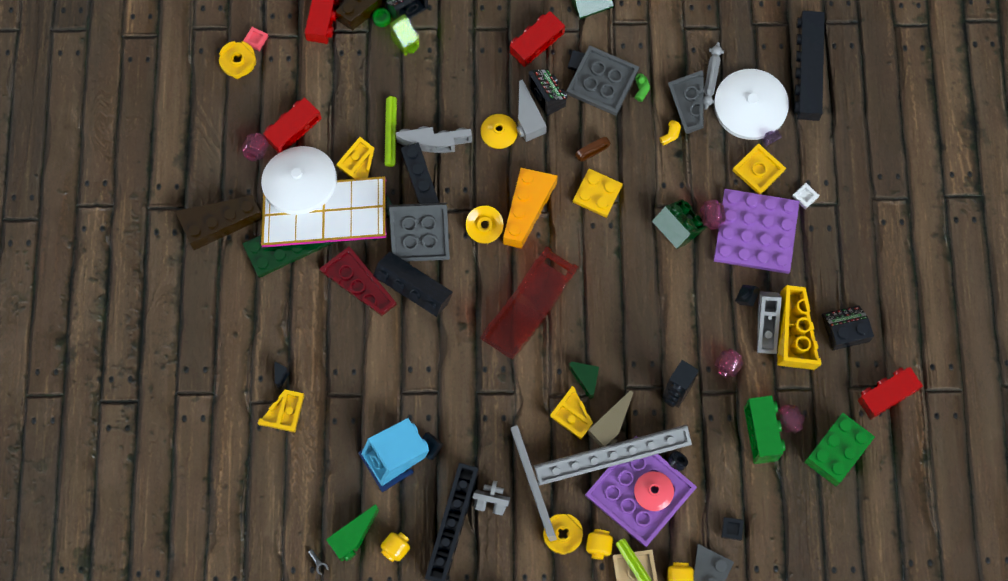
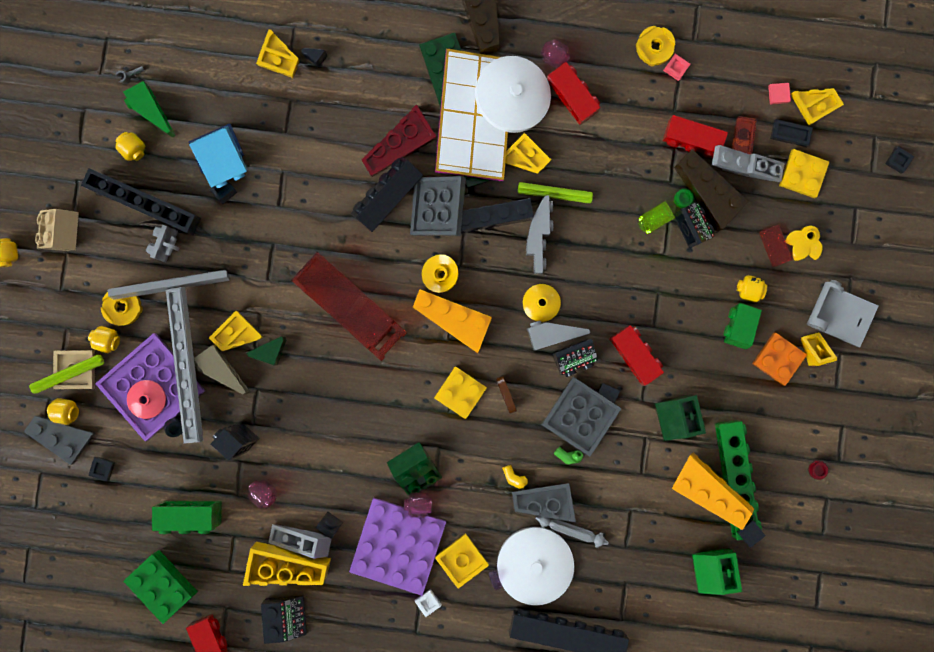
camera: 90 degrees right, 15 degrees up
(790, 418) = (198, 544): clear pink head -> none

